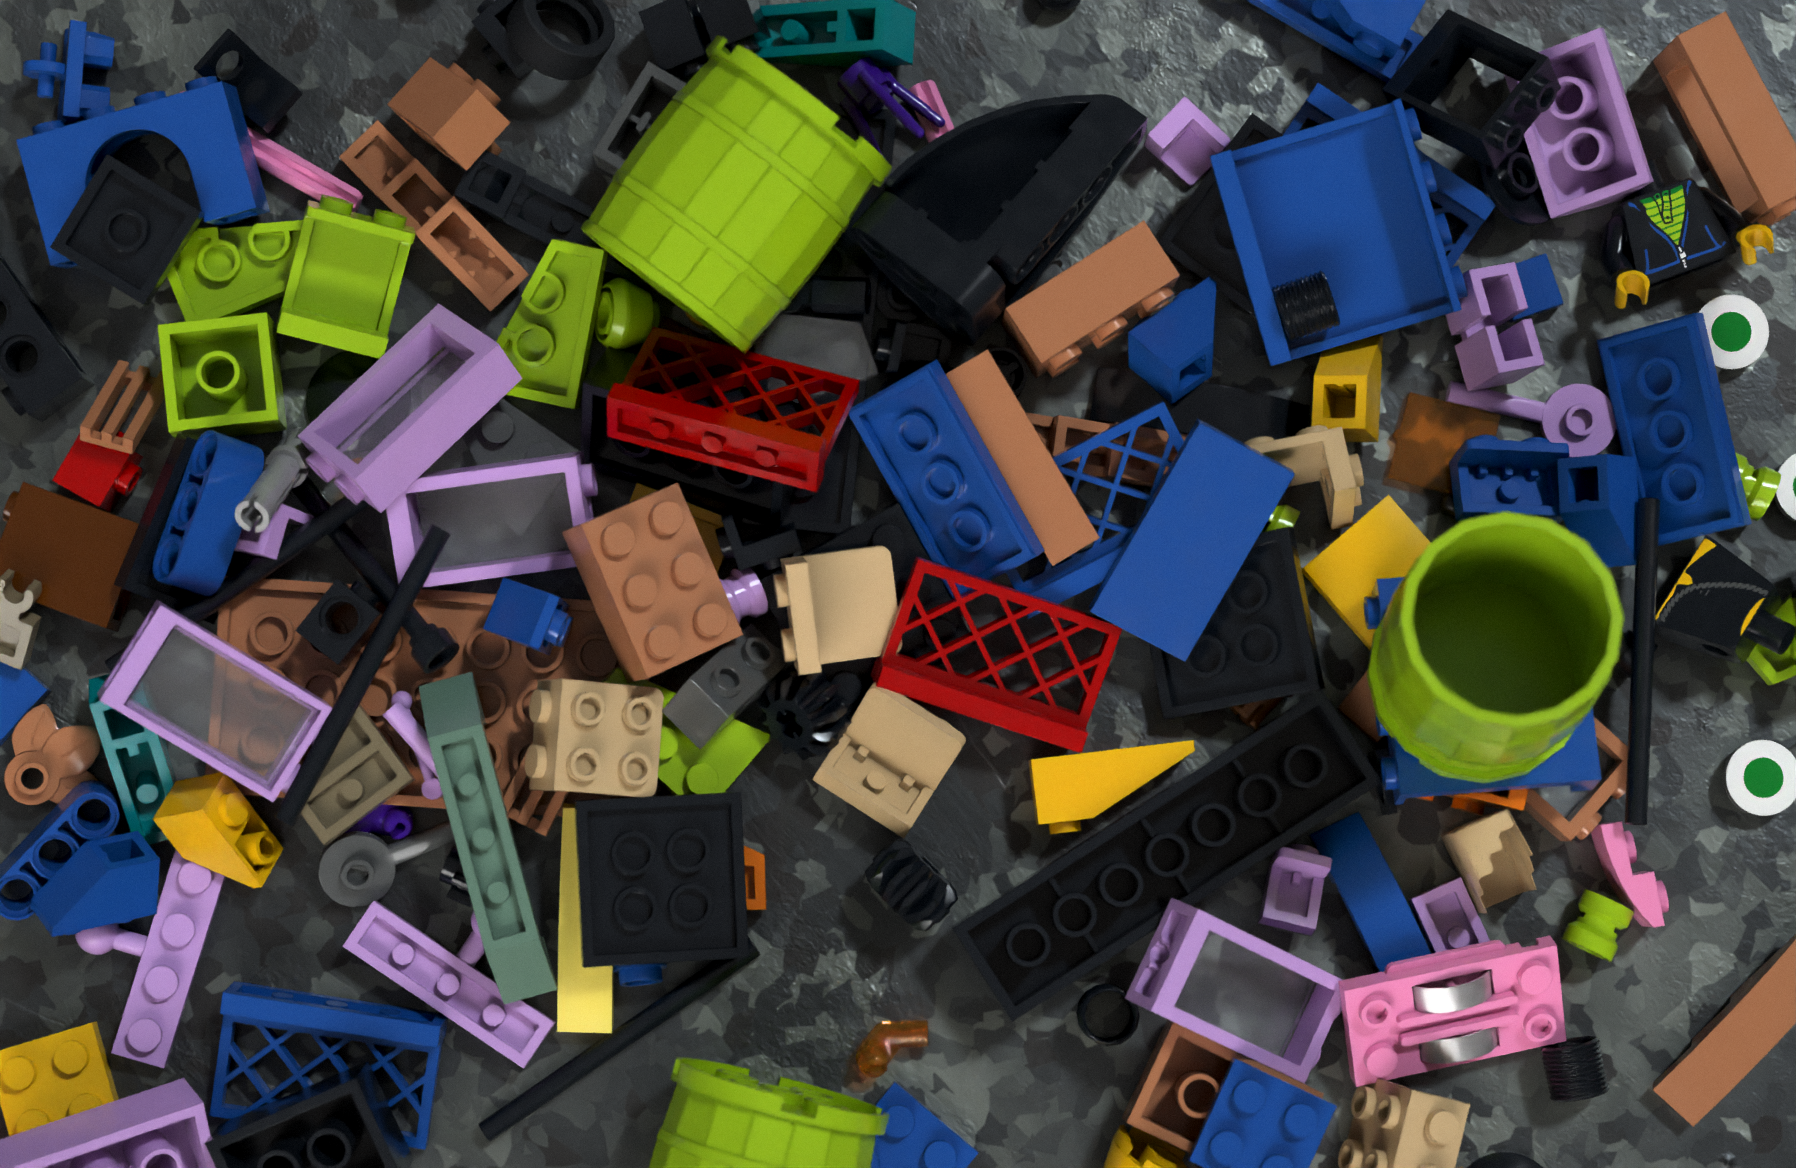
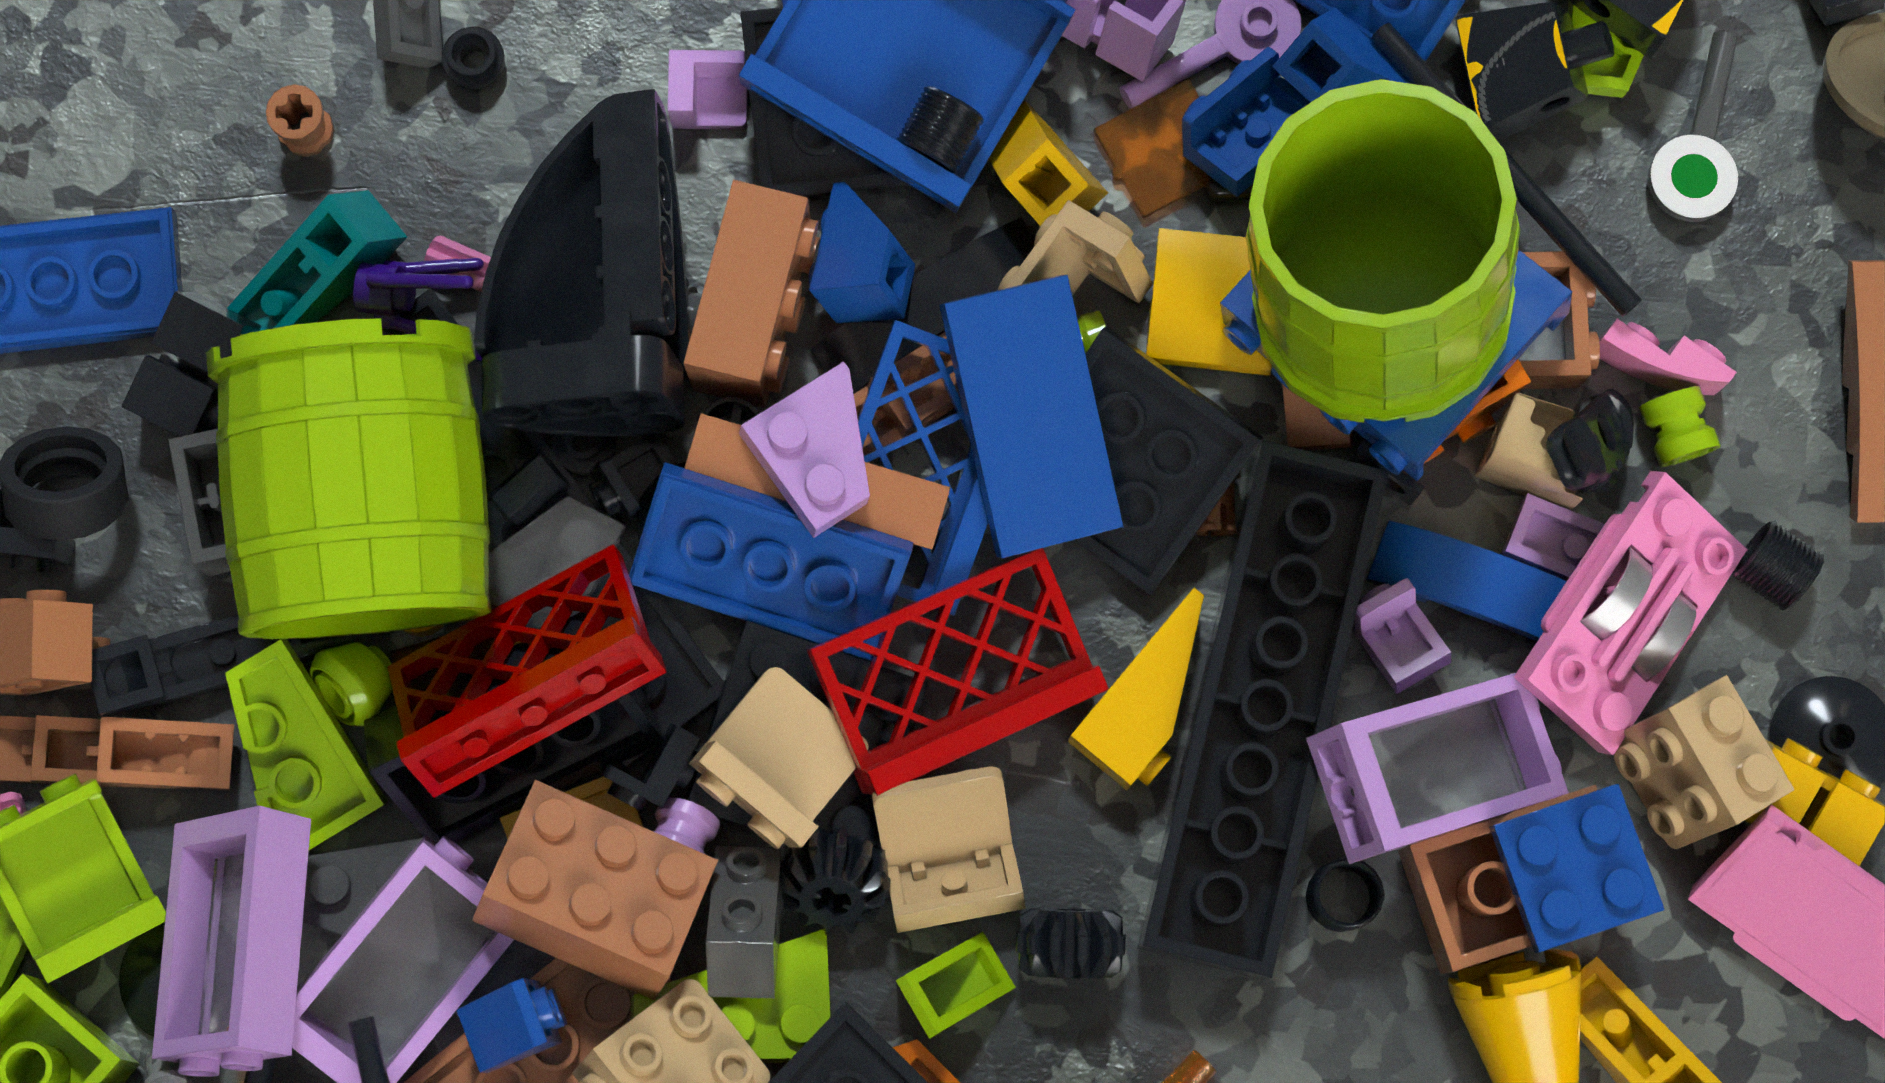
camera: 40 degrees left, 5 degrees down
(818, 844) = (955, 984): none -> lime slope
(1035, 437) = (814, 450): none -> lavender wing
(1512, 880) = (1580, 452): none -> black piece

